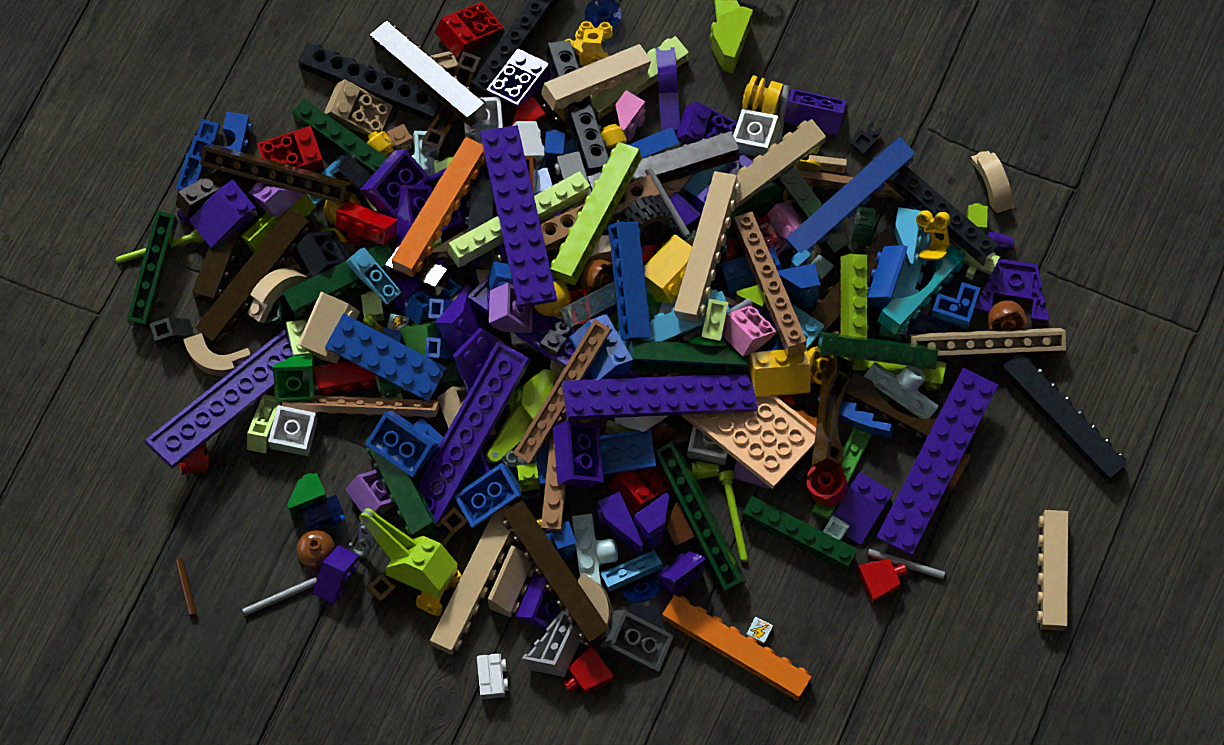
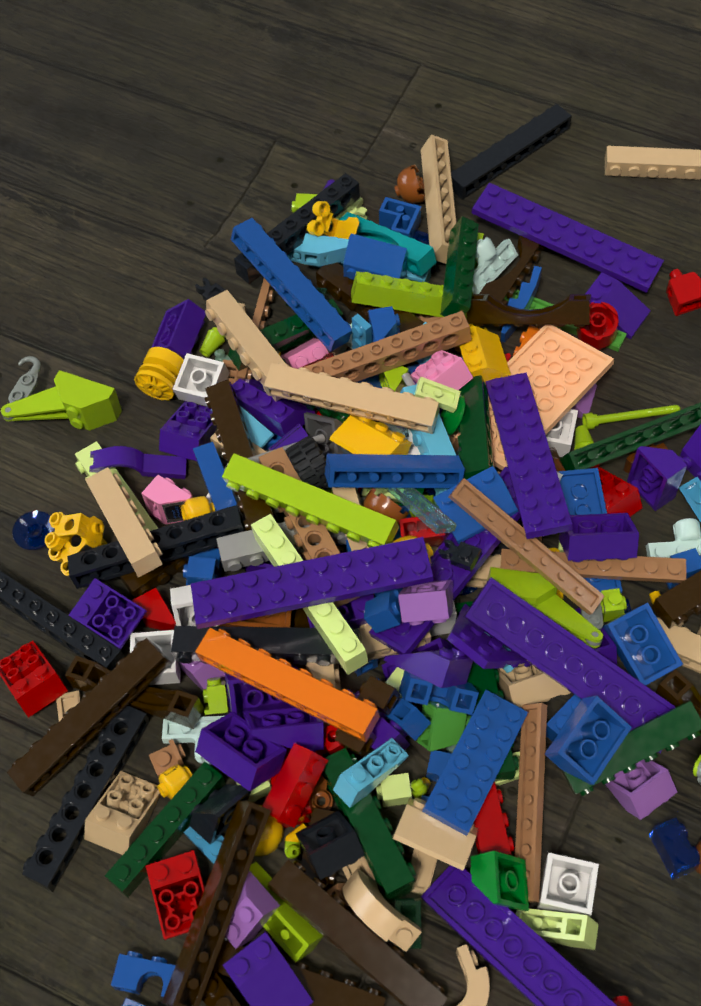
camera: 85 degrees left, 10 degrees down
(295, 331) = (440, 880): yellowish green plate -> none
(307, 492) = (657, 864): green slope -> none
(397, 321) = (417, 761): tile -> none
(618, 522) = (657, 511): dark purple slope -> none
(799, 533) = (647, 357): dark green brick -> none
(836, 528) = (637, 327): light aqua tile -> none
(908, 564) = (665, 276): light grey bar -> none
(995, 180) = (266, 185): tan arch -> none
(1014, 281) = (375, 179): dark purple wing -> none

